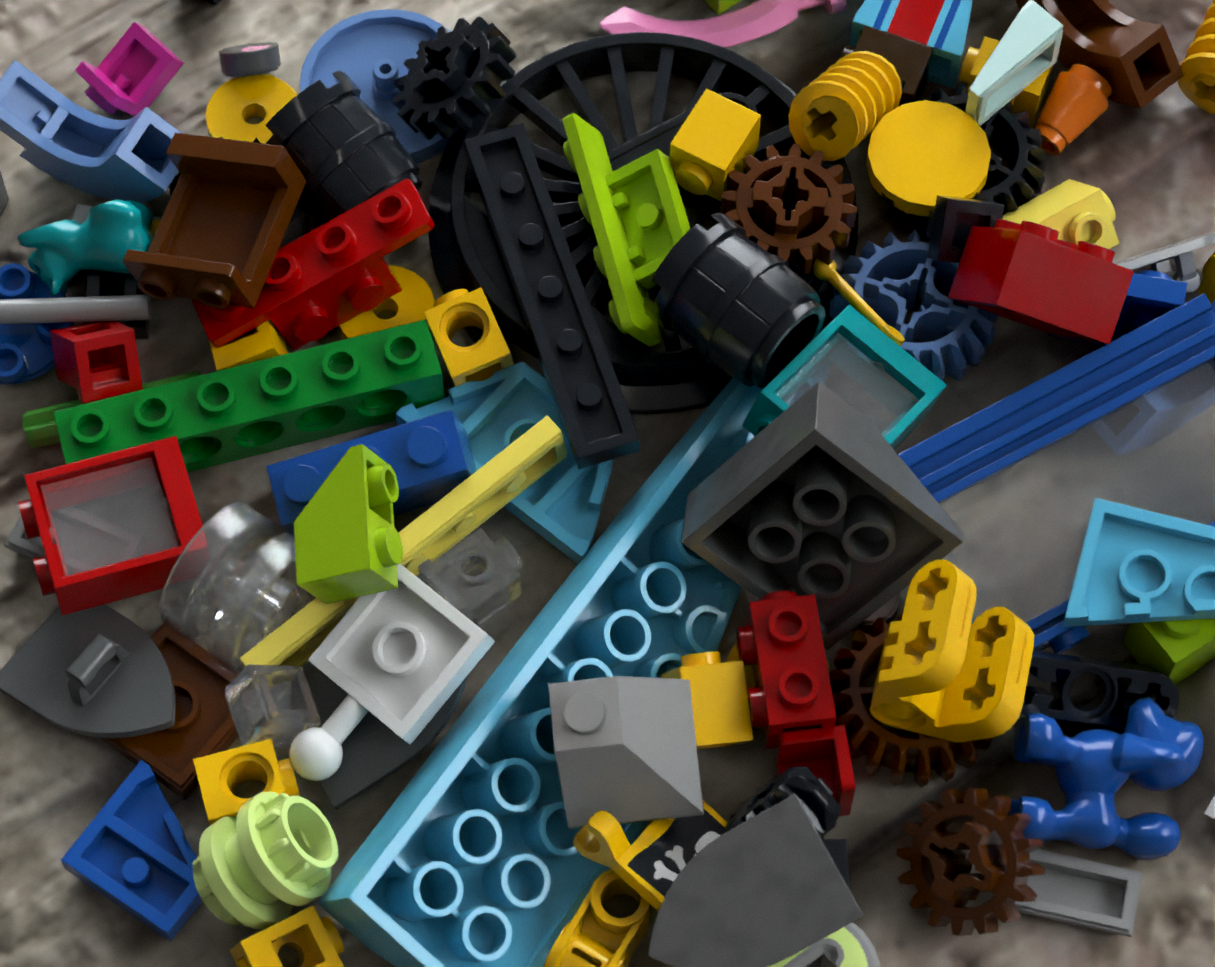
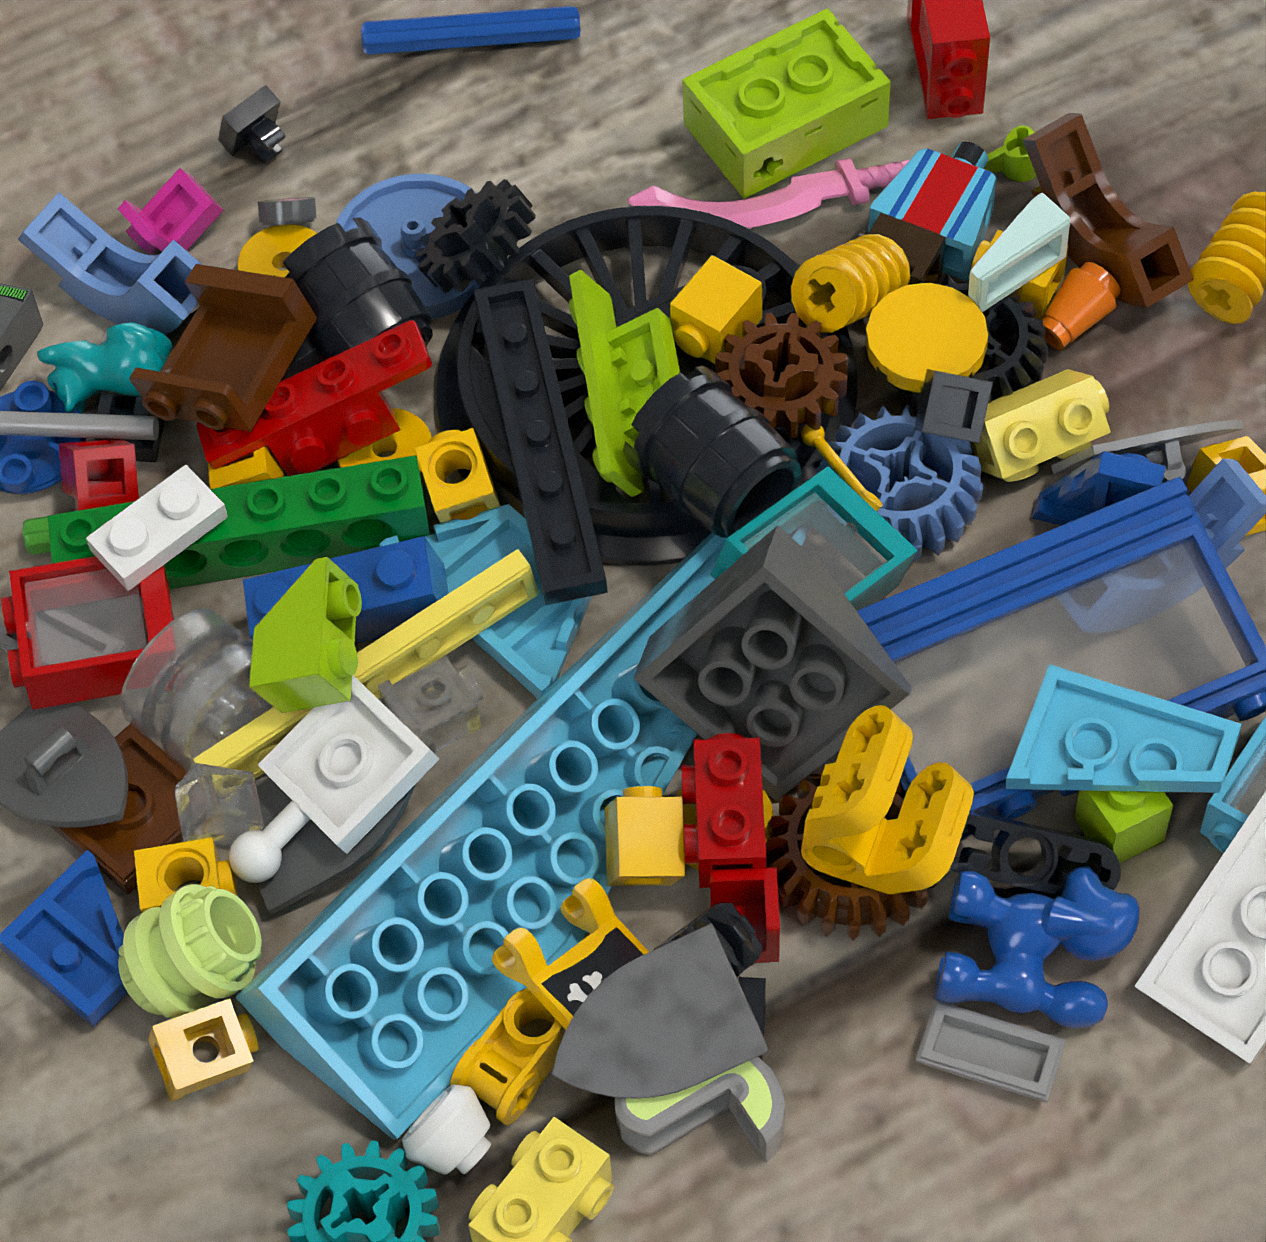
camera: 10 degrees right, 5 degrees down
(172, 418) = (157, 527): none -> white plate
(626, 748) = (552, 869): light grey slope -> none
(995, 850) = (911, 998): reddish brown gear -> none
(1042, 280) = (1020, 456): red brick -> none

